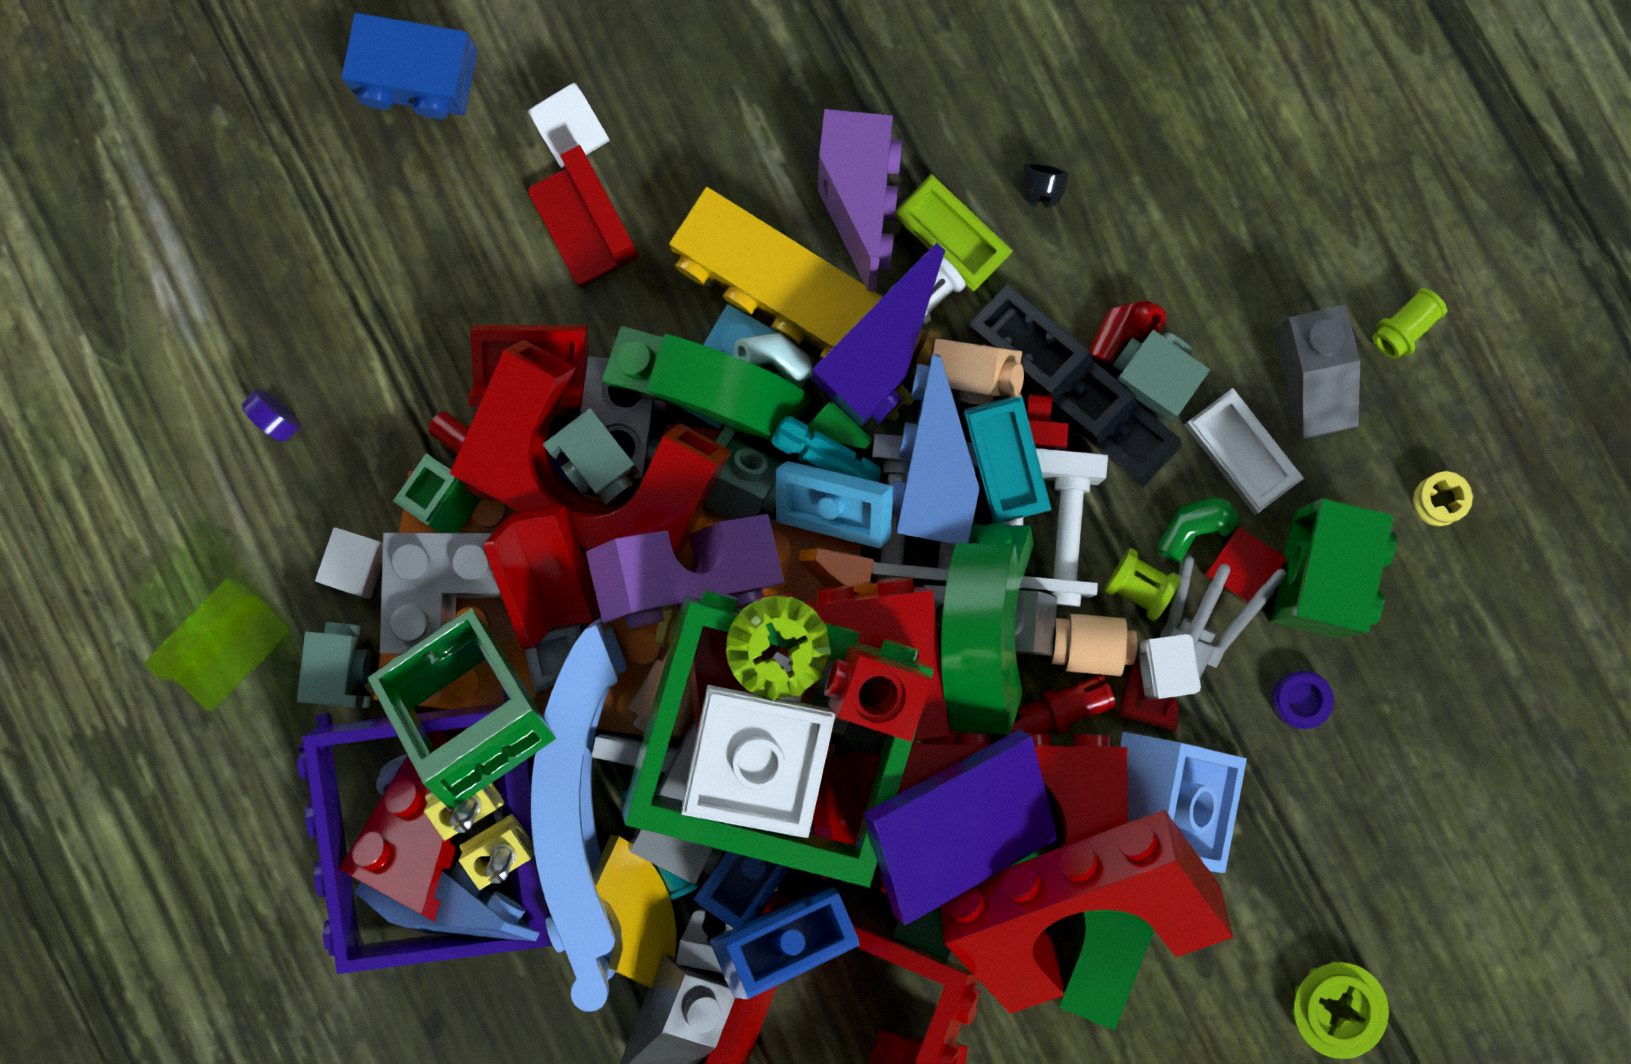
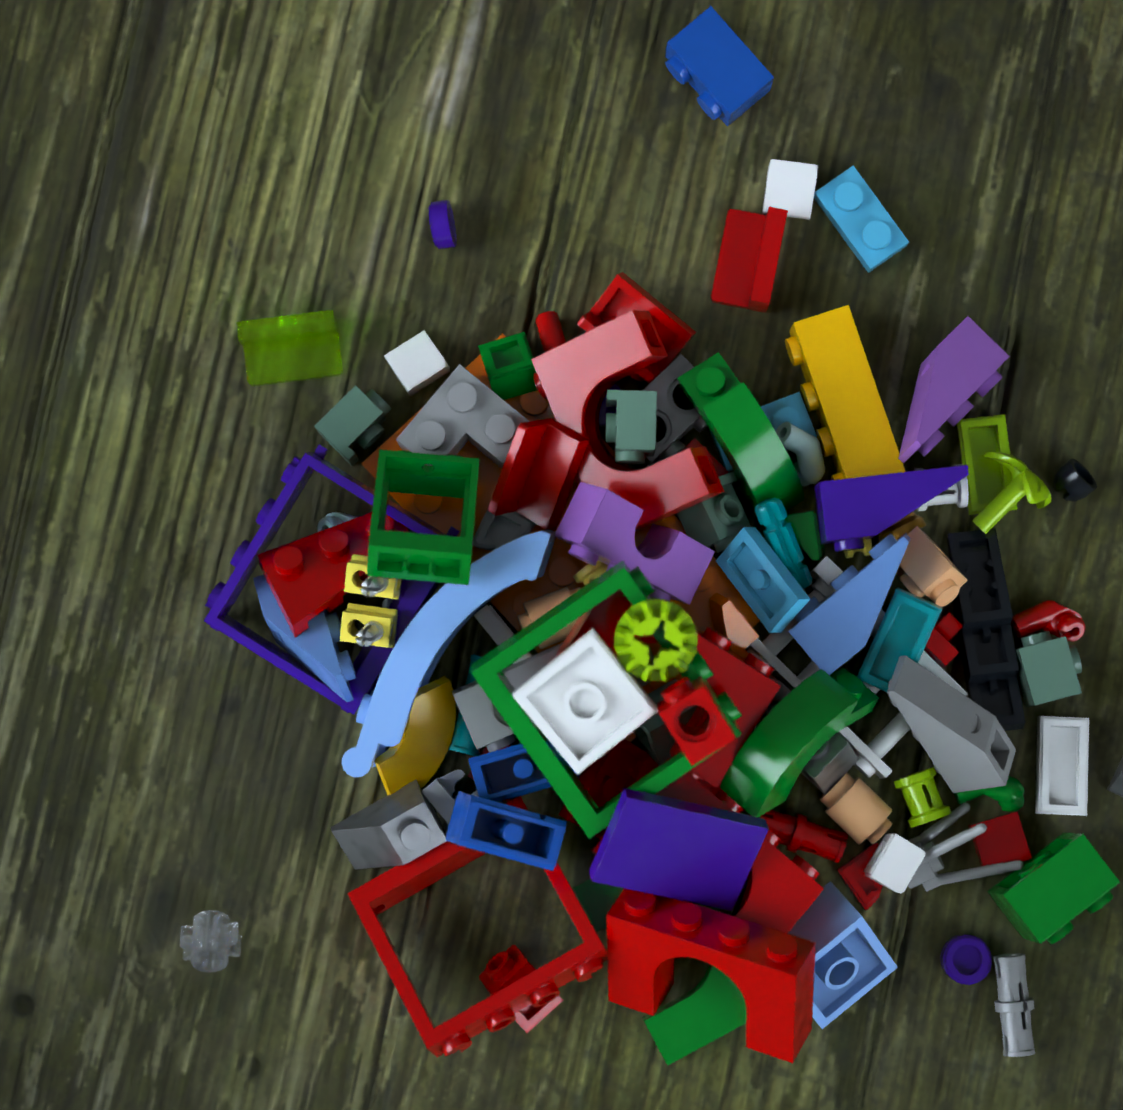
camera: 35 degrees right, 0 degrees up
(655, 102) = (860, 219): none -> medium azure plate
(998, 221) = (1022, 483): none -> lime plant
(1123, 499) = (955, 731): none -> light grey slope
(1381, 706) = (1014, 1005): none -> light grey pin

